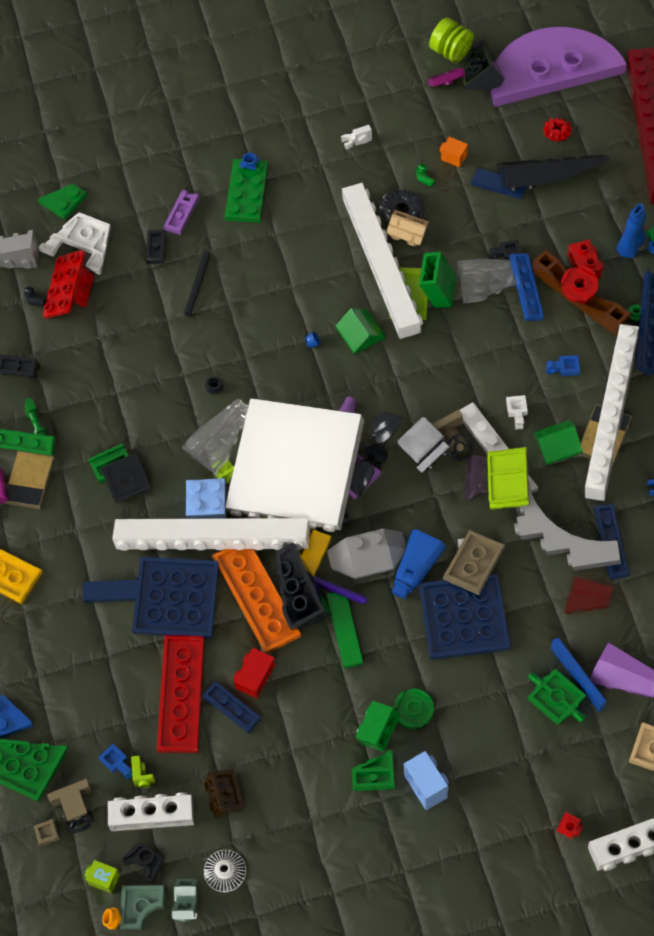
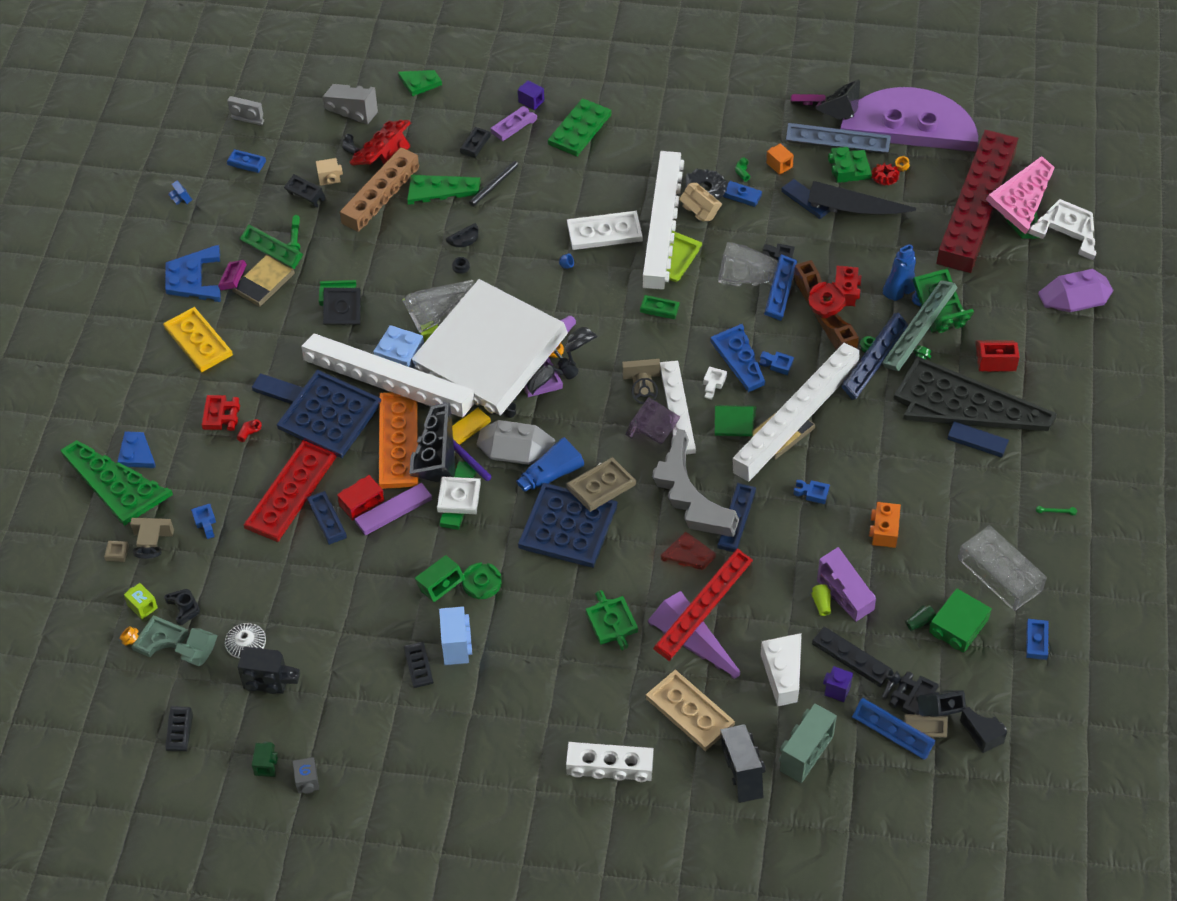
camera: 20 degrees right, 10 degrees down
(30, 336) = (329, 171): none -> tan brick
(61, 643) = (214, 412): none -> red plate
(85, 234) = (421, 112): white wing -> none
(96, 294) = (379, 189): none -> medium nougat brick
(104, 645) = (248, 428): none -> red arm
(139, 771) = (218, 534): lime bracket -> none
(141, 311) = (431, 187): none -> green wing
(161, 818) = (200, 571): white brick -> none
(182, 174) = (530, 95): none -> dark purple brick
(200, 353) = (464, 237): none -> black tile
(223, 792) = (279, 578): dark brown bracket -> none
(249, 157) = (593, 102): blue plate -> none
(270, 897) = (265, 670): none -> black hinge
(290, 670) = (393, 509): none -> medium lavender tile
(331, 292) = (604, 230): none -> white plate
(348, 631) = (458, 495): none -> white plate
(359, 136) = (703, 117): white plate -> none
(359, 329) = (612, 268): green slope -> none
(374, 774) = (415, 616): green wing -> none
(399, 827) = (415, 652): none -> black slope
(424, 444) = (612, 374): bracket -> none
(426, 353) = (659, 307): none -> green plate
(437, 280) = (700, 250): green brick -> none
(439, 201) = (742, 193): none -> blue plate
(451, 40) = (828, 68): lime wheel -> none
(496, 108) = (838, 138): none -> sand blue plate
(508, 478) = (667, 425): lime piece -> none
(520, 132) = (849, 165): none -> green plate
(526, 374) = (737, 353): none -> blue wing
(570, 110) = (902, 159): none -> light orange hinge
(570, 826) = (560, 725): red plate -> none
(578, 674) = (641, 610): blue tile -> none
(635, 647) = (702, 605): none -> red tile

